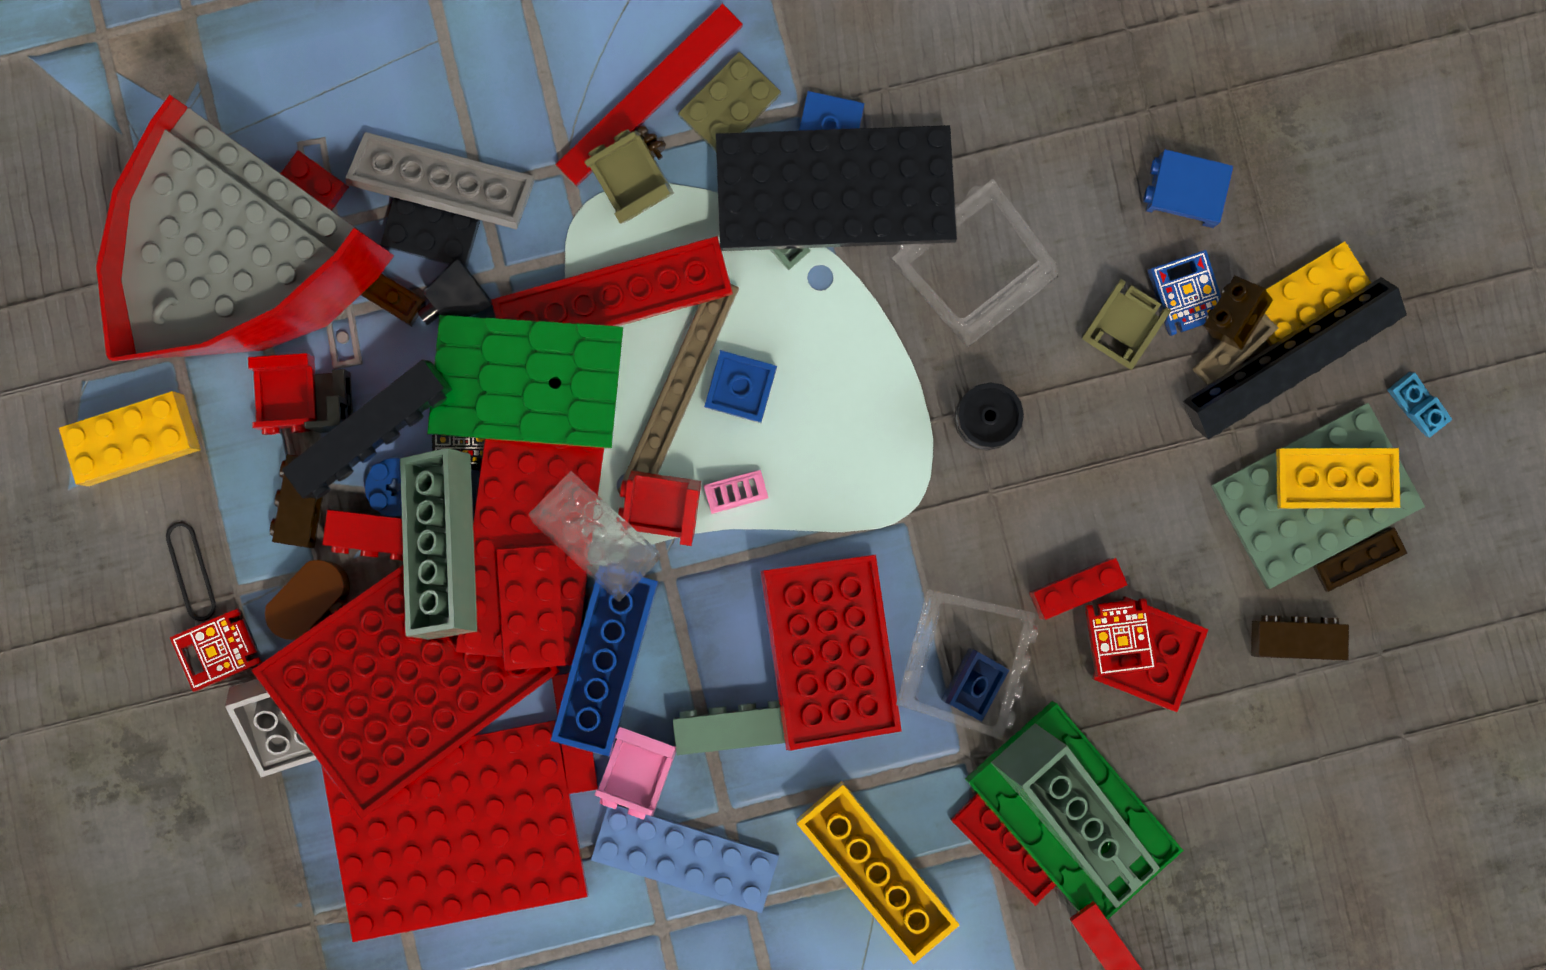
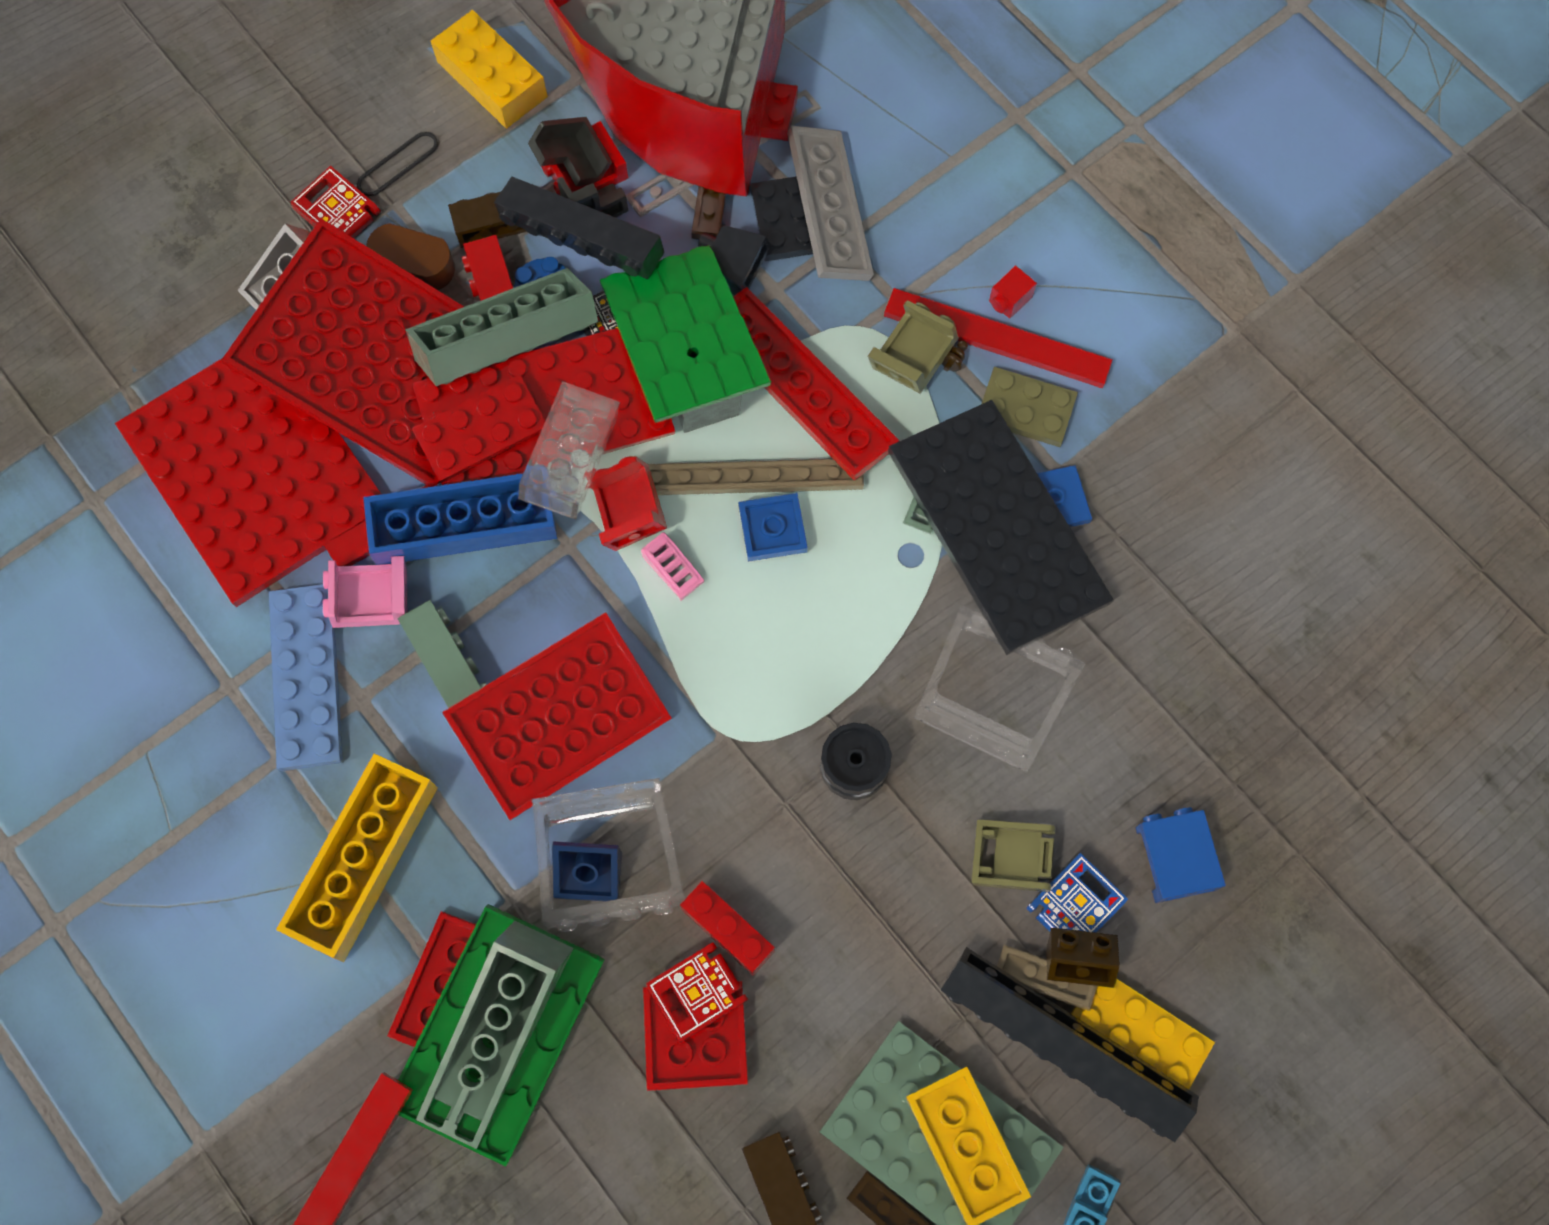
camera: 65 degrees right, 15 degrees down
(268, 393) = (572, 144): none -> pearl dark grey panel
(613, 59) = (1012, 292): none -> red brick

